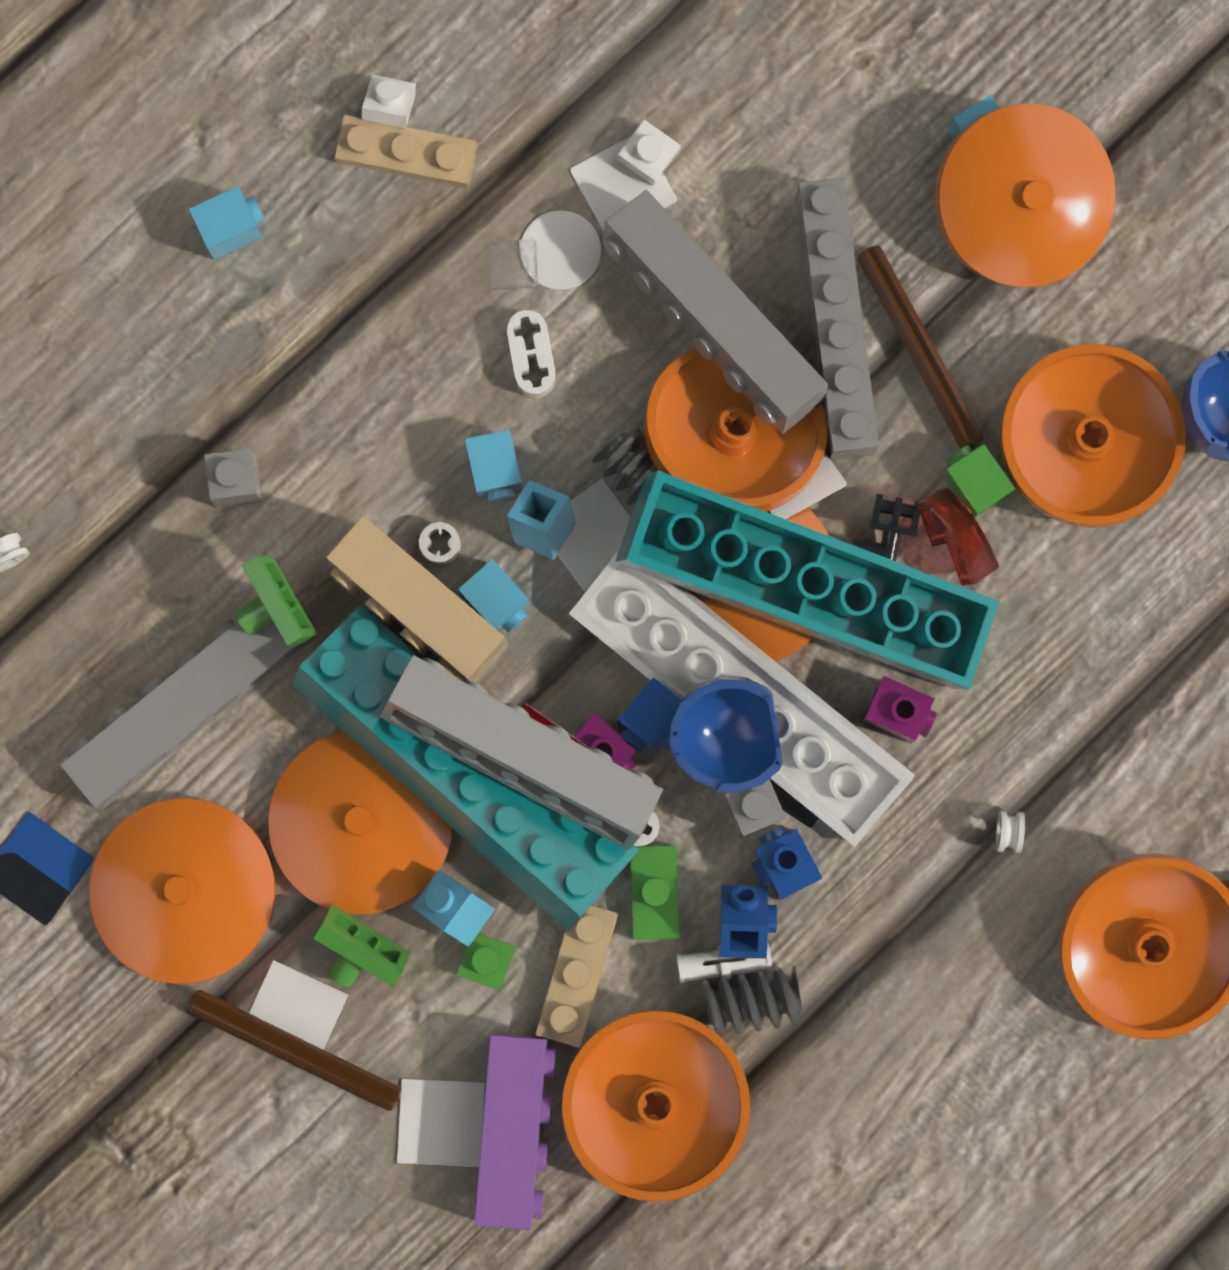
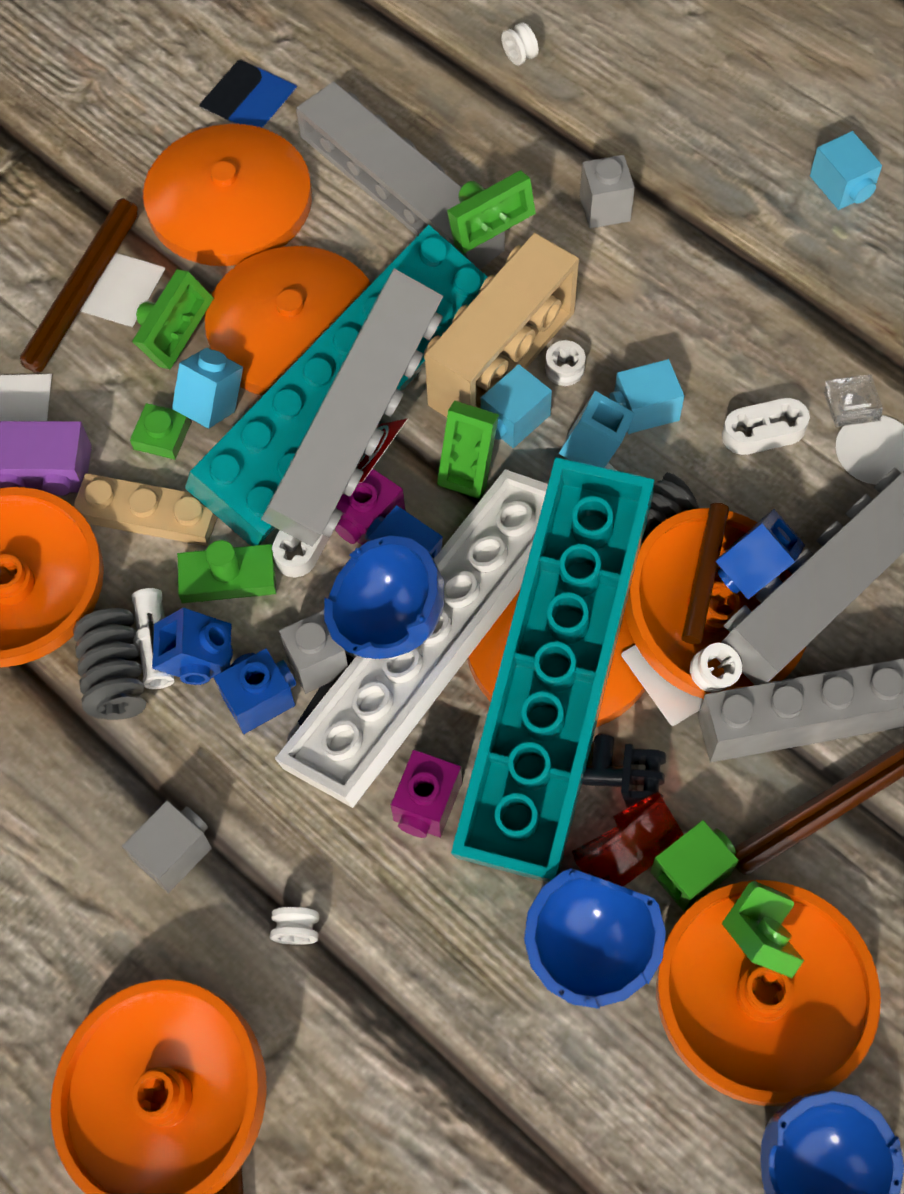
camera: 90 degrees right, 20 degrees down
(550, 645) = (467, 449): none -> bright green tile
(701, 380) = (759, 555): none -> blue slope
(716, 434) = (705, 573): none -> reddish brown bar
(820, 438) = (729, 661): none -> white bush
(932, 942) = (169, 845): none -> light grey brick
(1044, 573) = (593, 939): none -> blue cylinder
(1057, 435) = (758, 929): none -> bright green bracket

